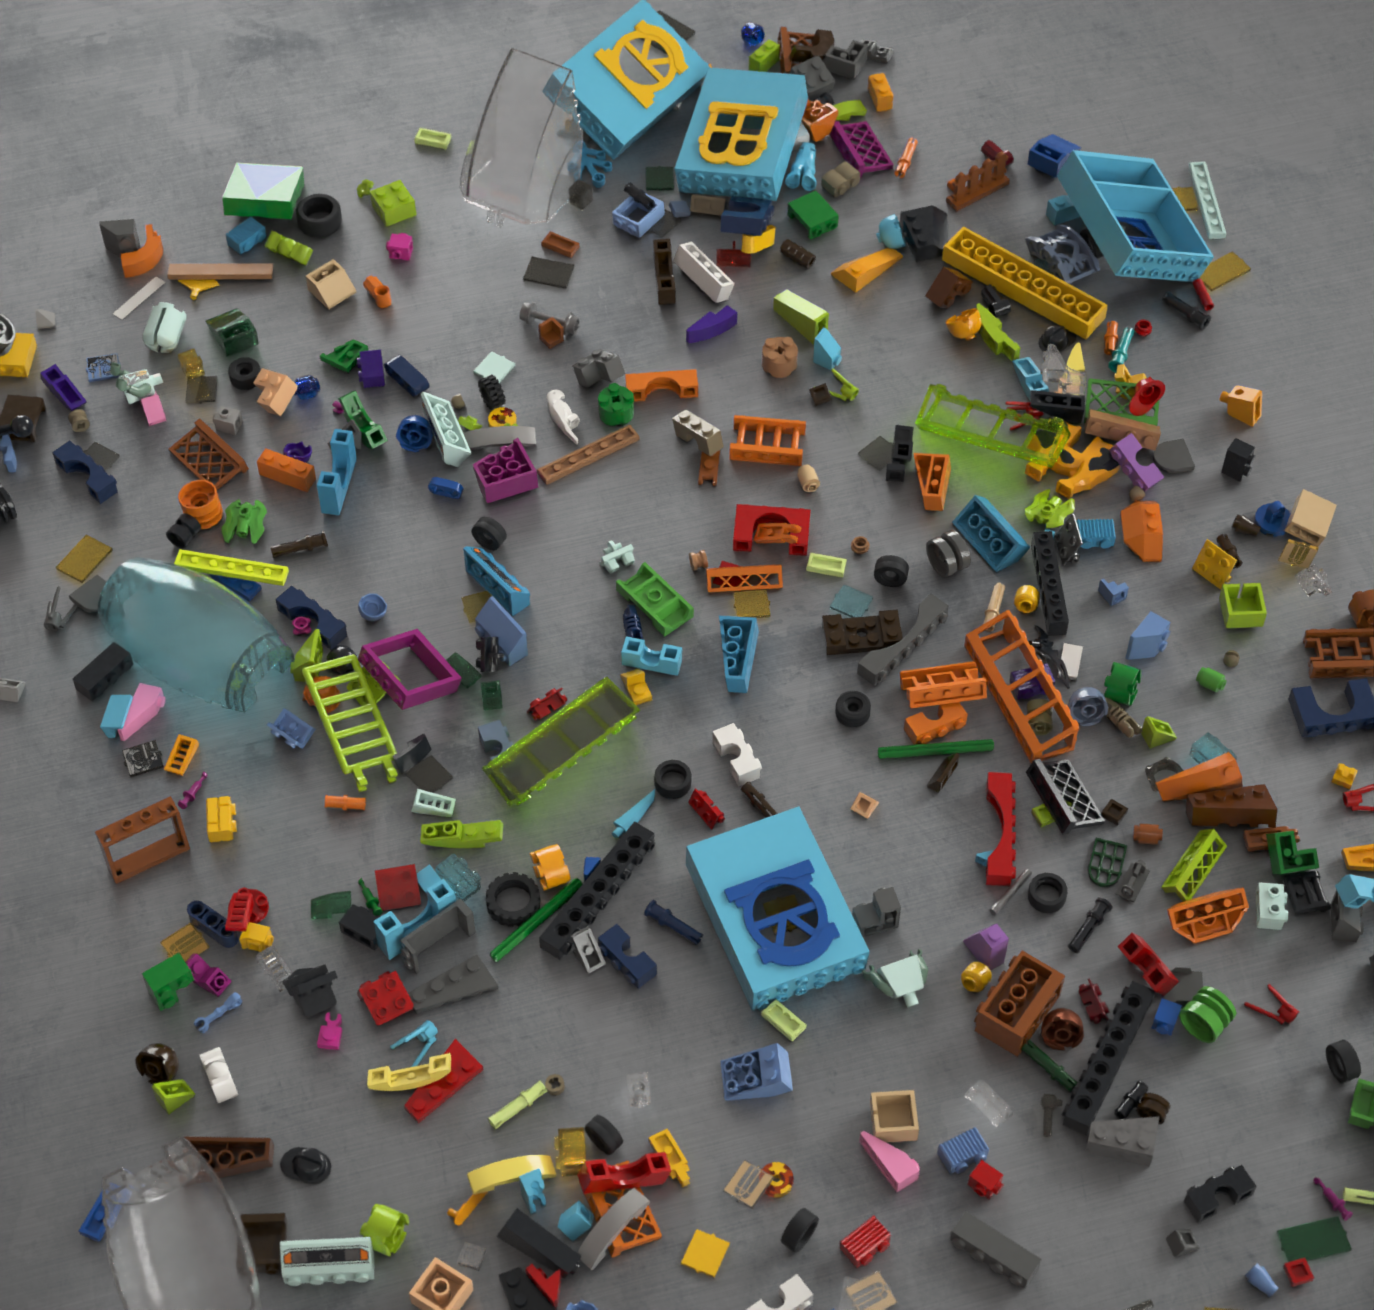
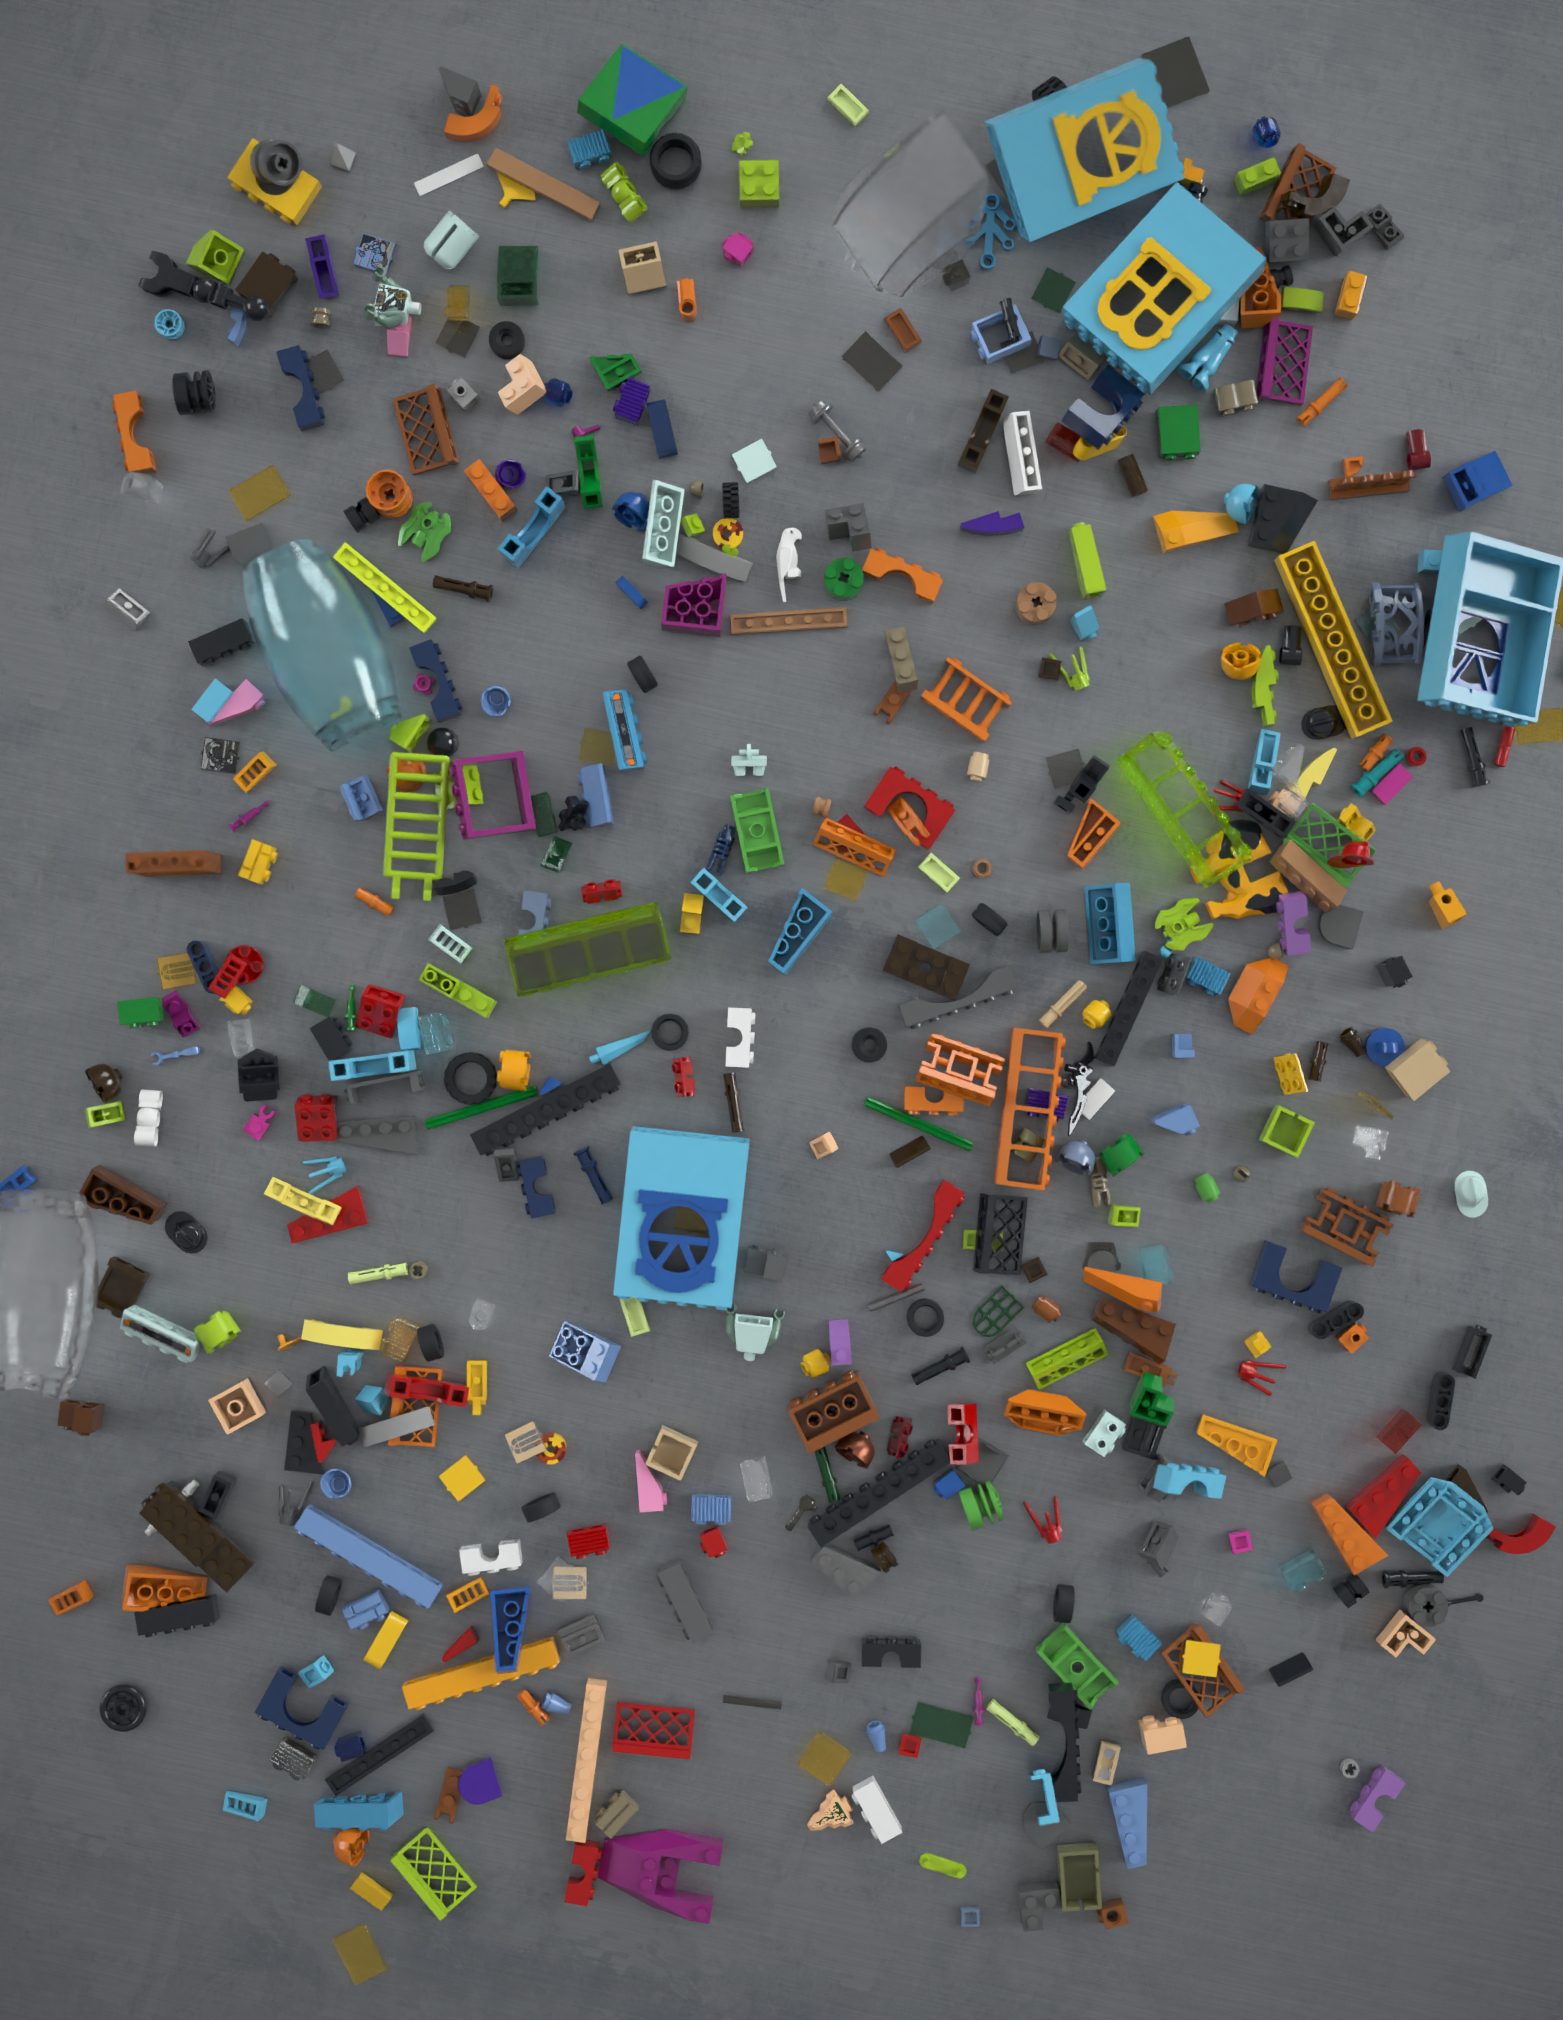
camera: 25 degrees right, 35 degrees up
(1138, 352) = (1391, 783): none -> dark pink tile

